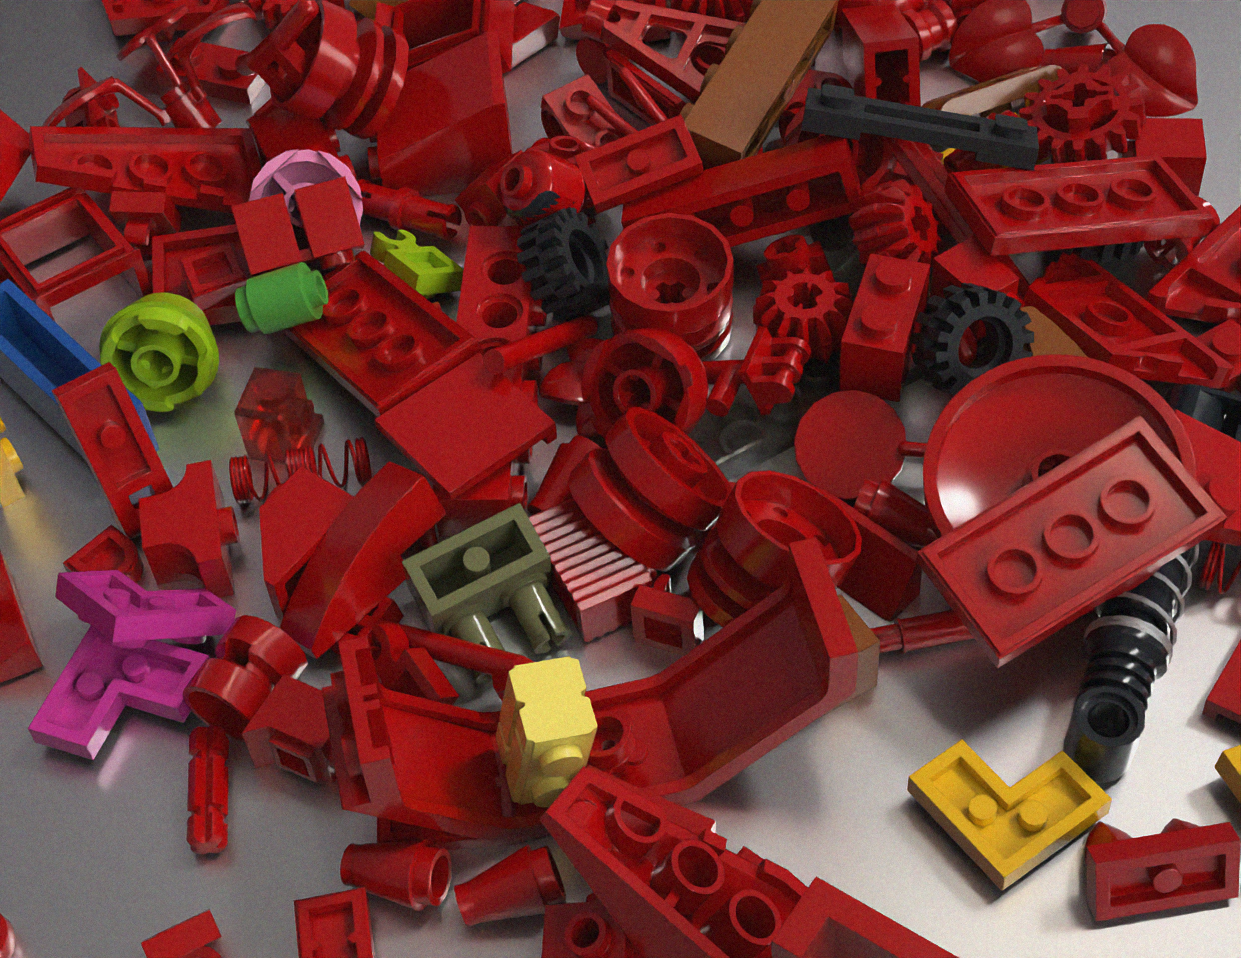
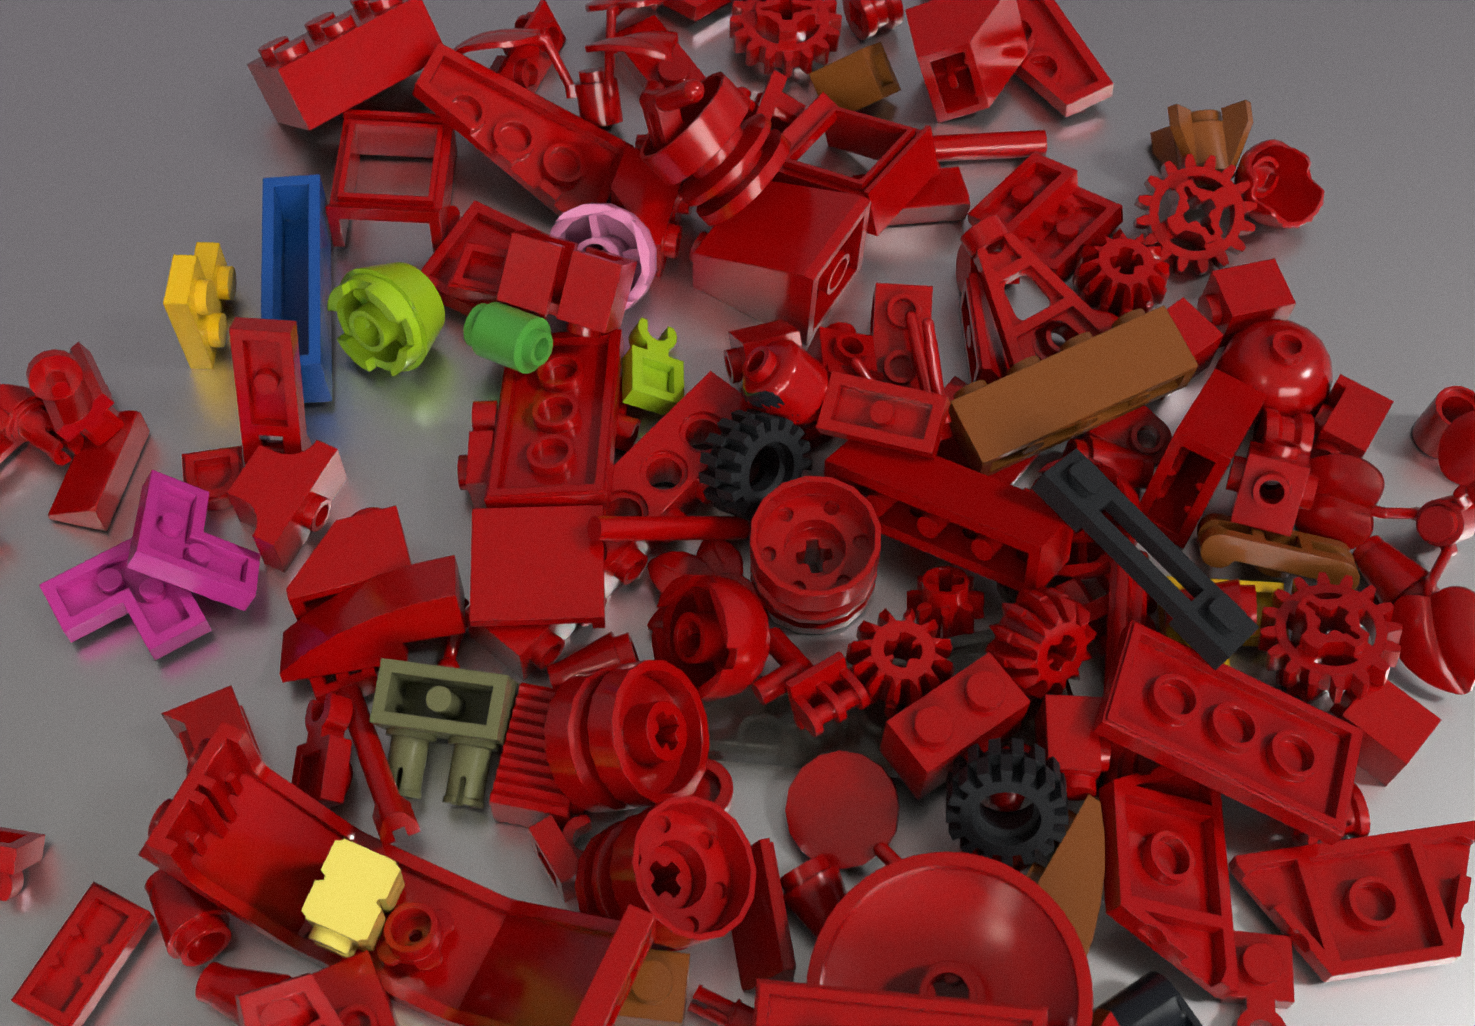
camera: 30 degrees right, 10 degrees up
(144, 216) = (483, 179): red tile -> none
(207, 790) = (122, 733): red axle -> none
(242, 479) = (411, 497): red piece -> none
(246, 670) = (213, 659): red wheel -> none
(276, 415) = (426, 441): clear red brick -> none
(340, 407) = (474, 466): none -> red plate
(409, 211) = (690, 311): red pin -> none
(953, 54) = (1265, 505): none -> red brick

